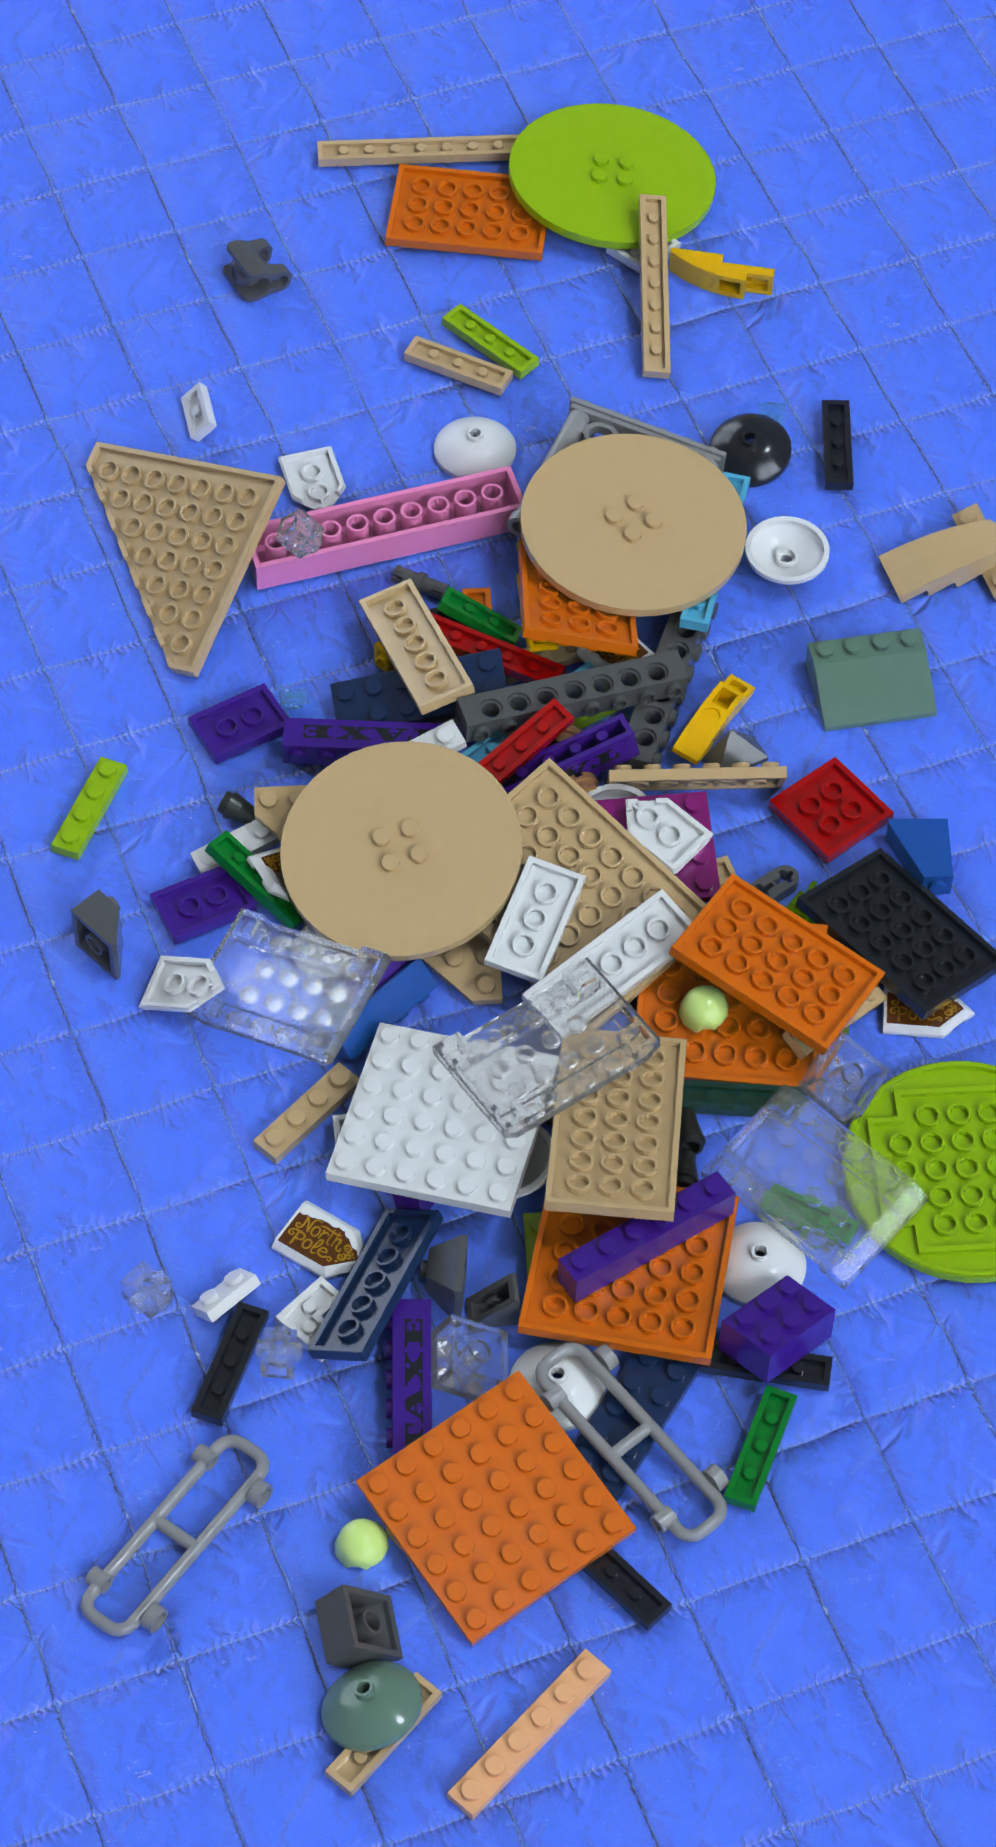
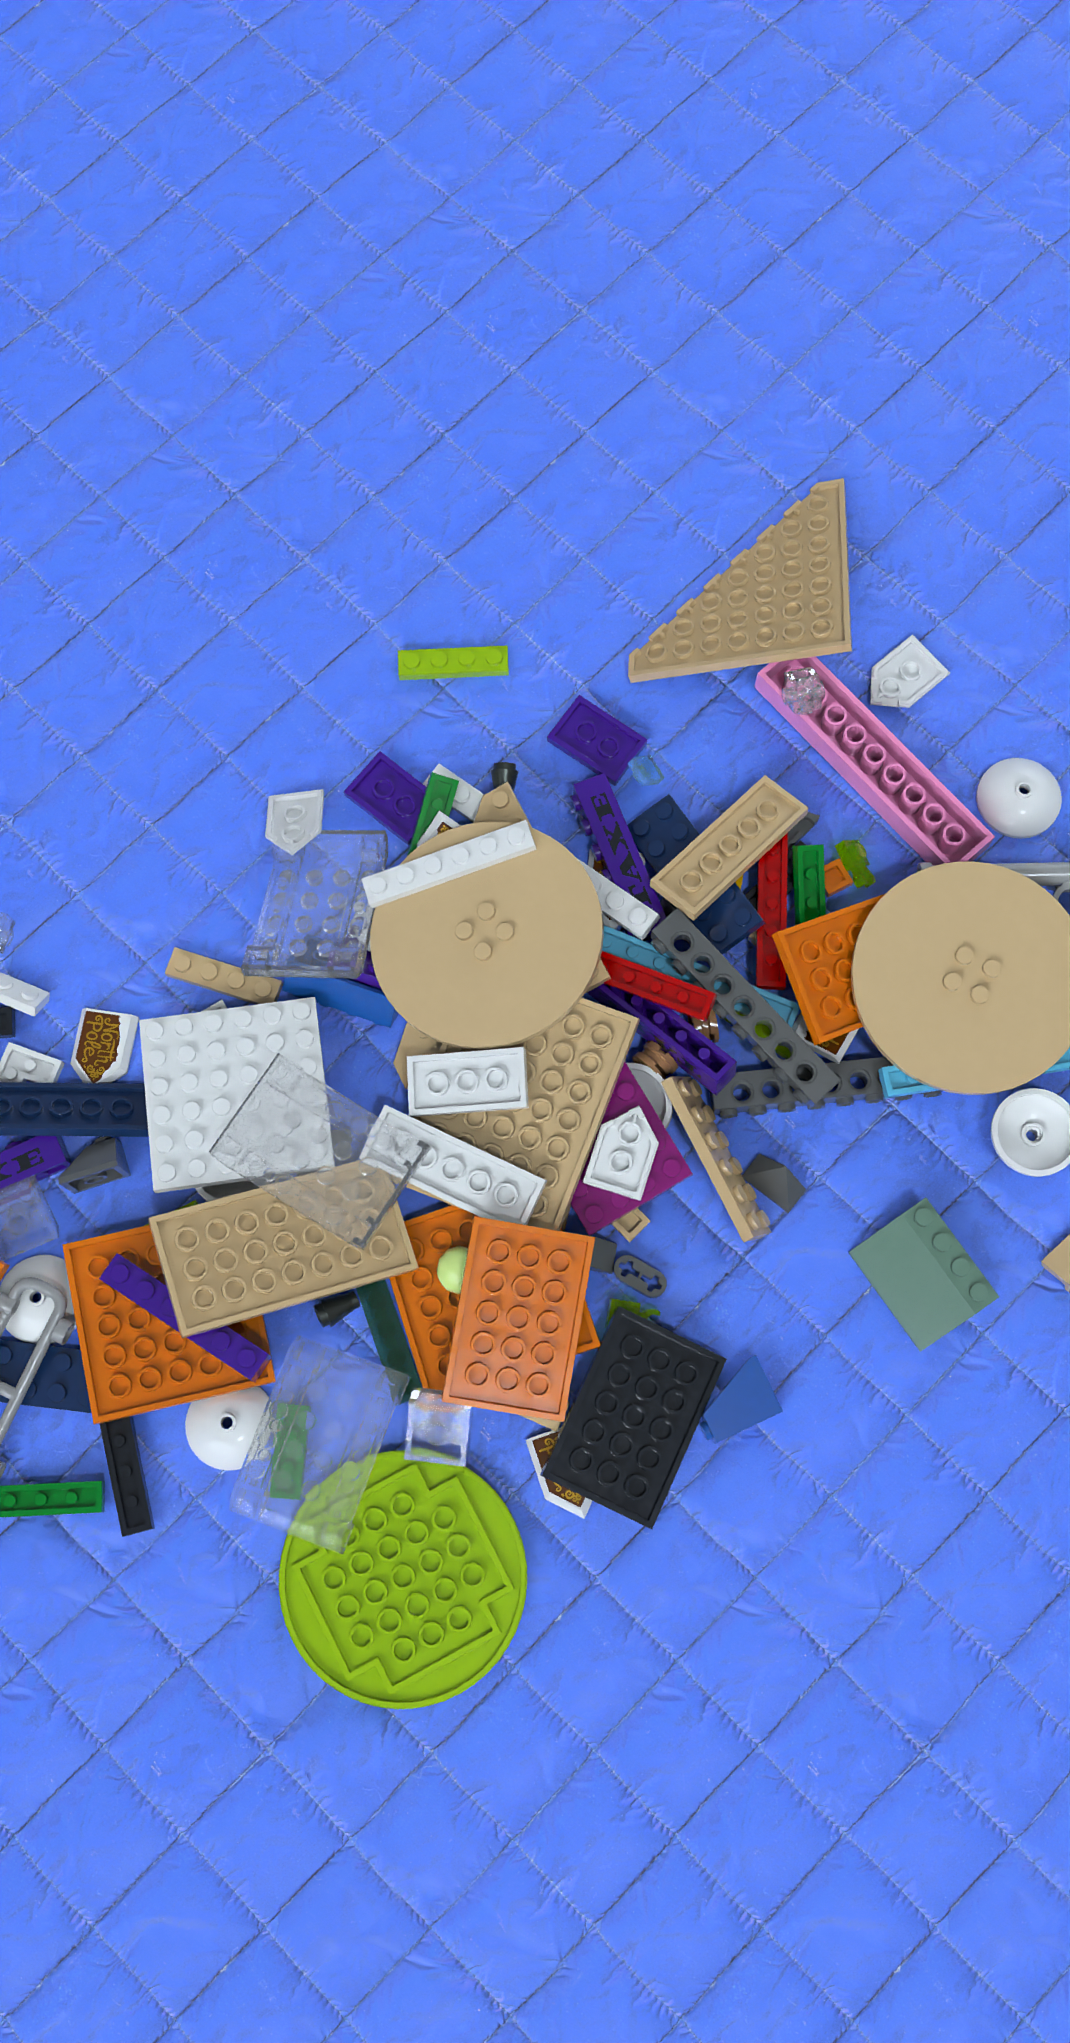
camera: 70 degrees right, 20 degrees up
(100, 931) = (315, 732): dark grey slope -> none
(198, 412) = (926, 544): white plate -> none
(317, 852) = (448, 864): none -> white plate
(421, 580) = (831, 818): dark grey pin -> none
(466, 578) = (854, 859): none -> clear neon green plate
(496, 1304) = (92, 1215): dark grey slope -> none
(687, 1169) = (289, 1322): pearl dark grey cone -> none
(712, 718) = (801, 1144): yellow slope -> none
(776, 1329) = (150, 1469): dark purple brick -> none
(830, 809) = (751, 1295): red plate -> none

